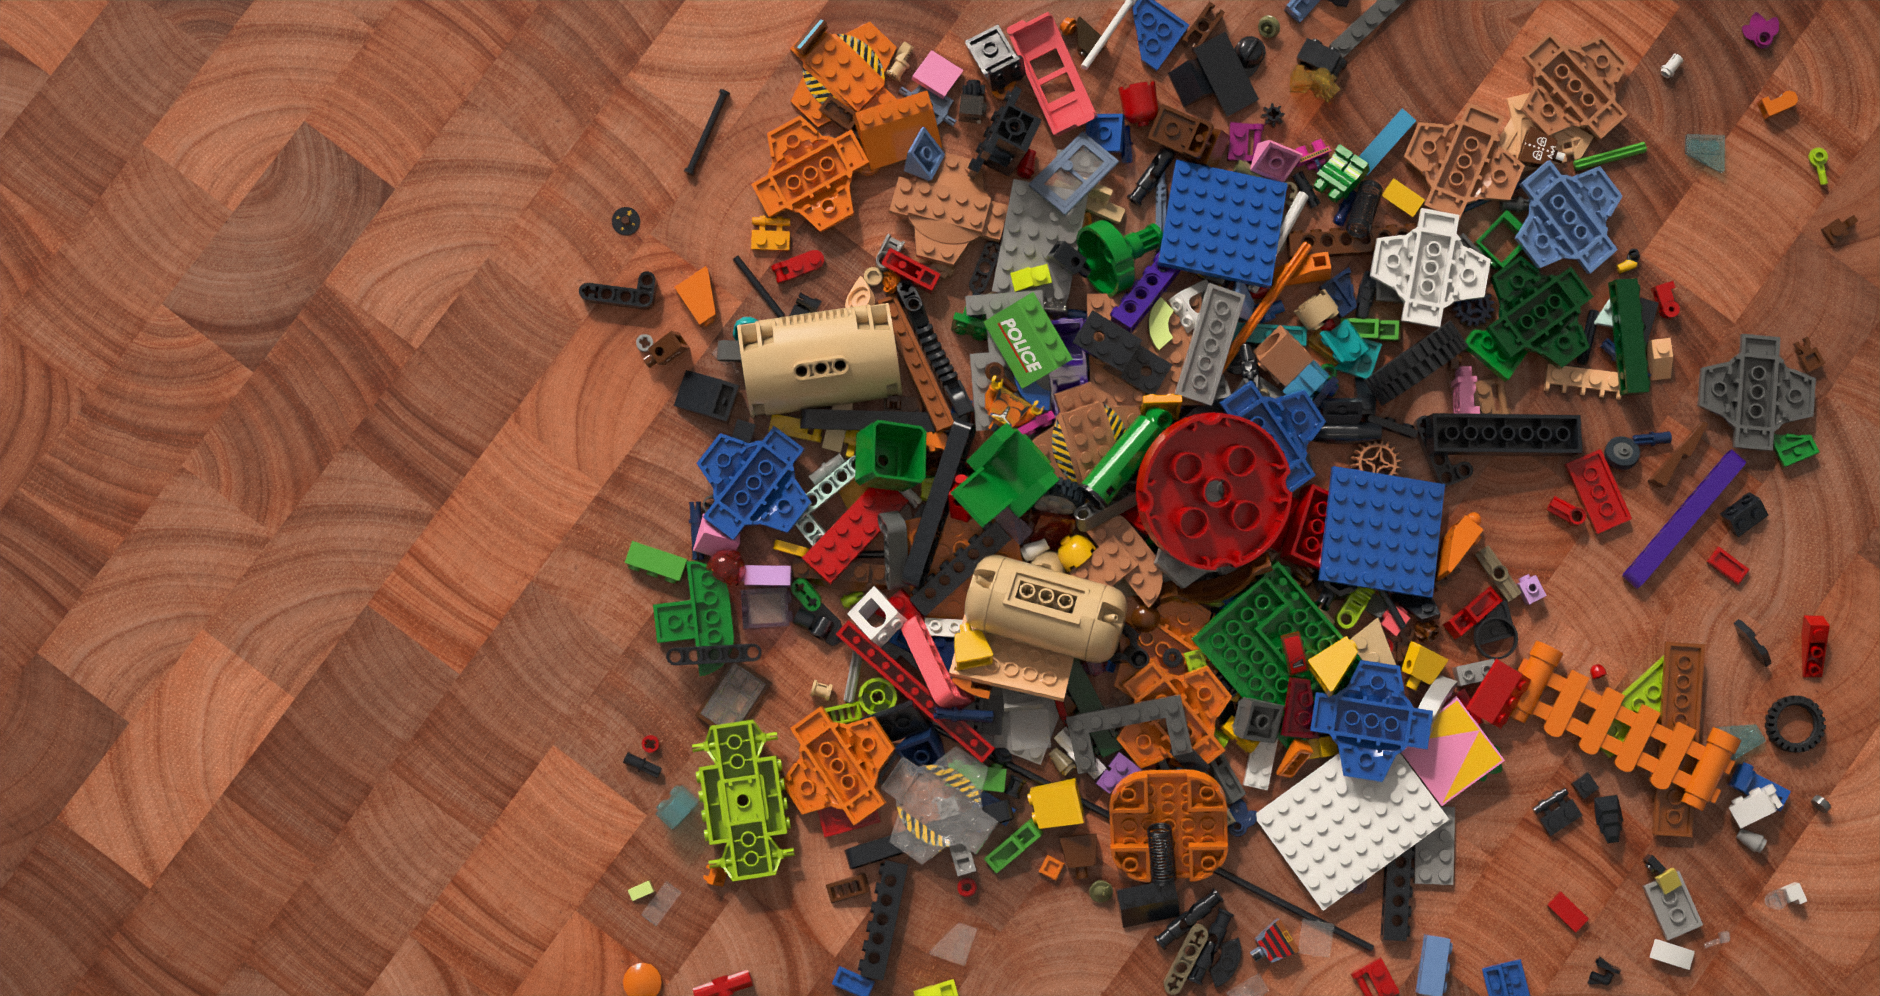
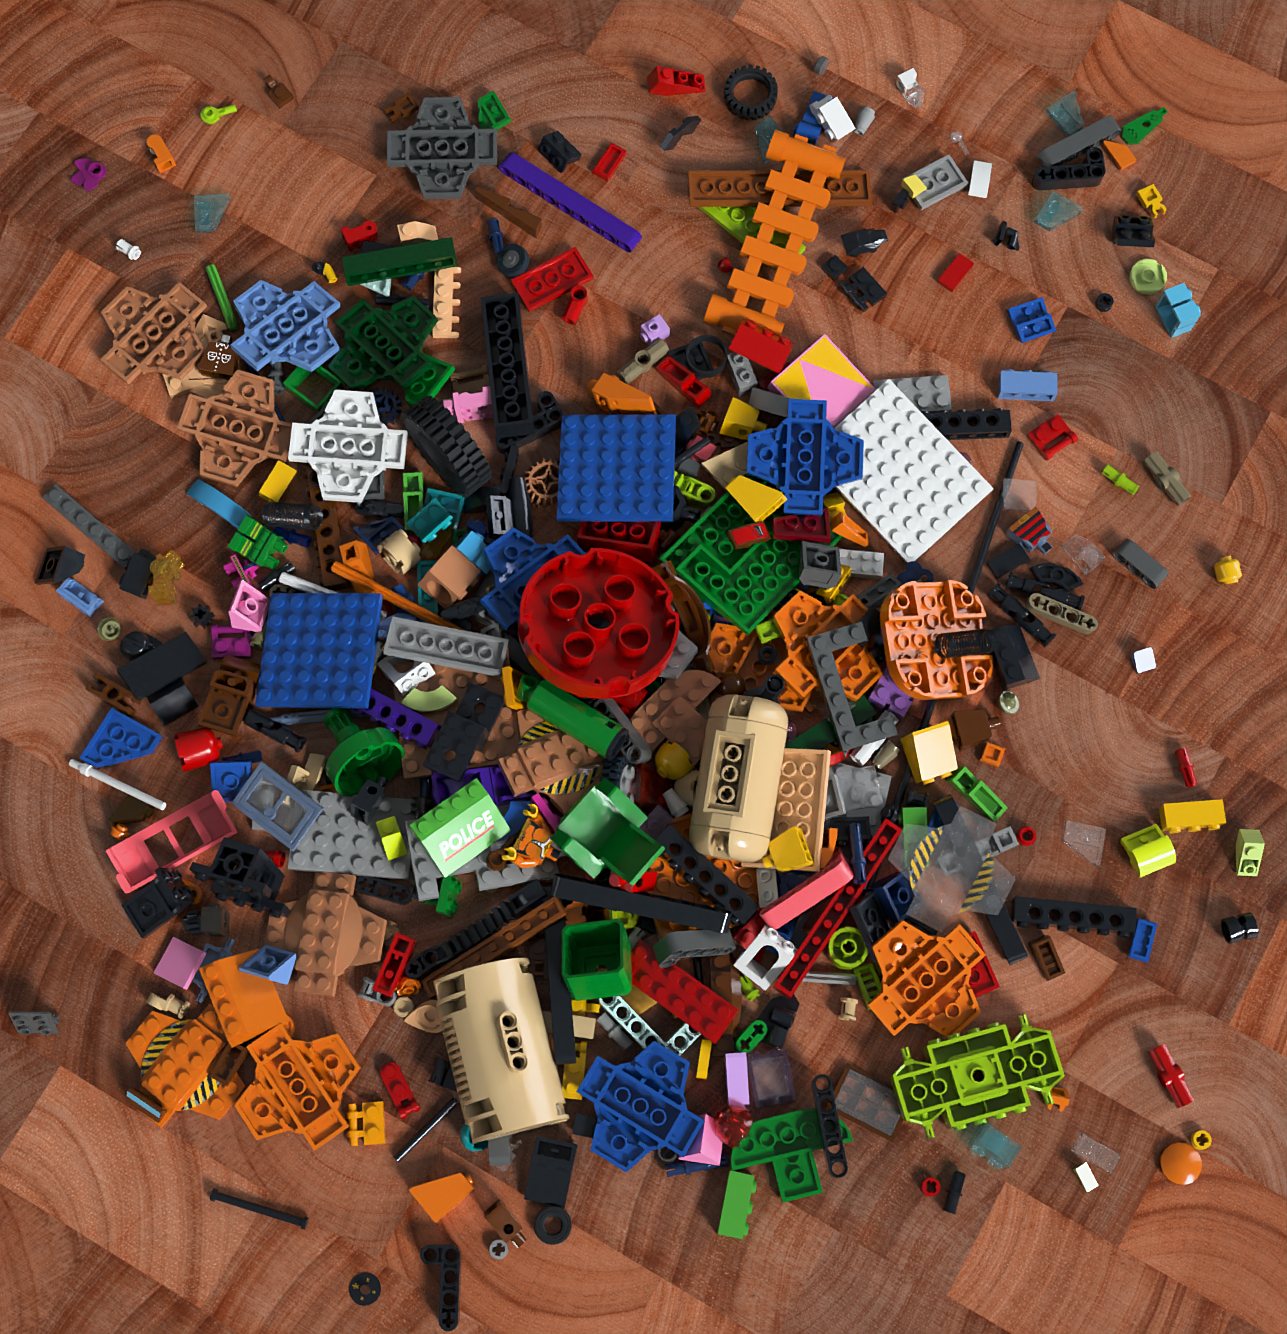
camera: 90 degrees left, 10 degrees down
(648, 389) = (539, 1225): none -> black tyre
(1247, 915) = (1008, 561): none -> black tile

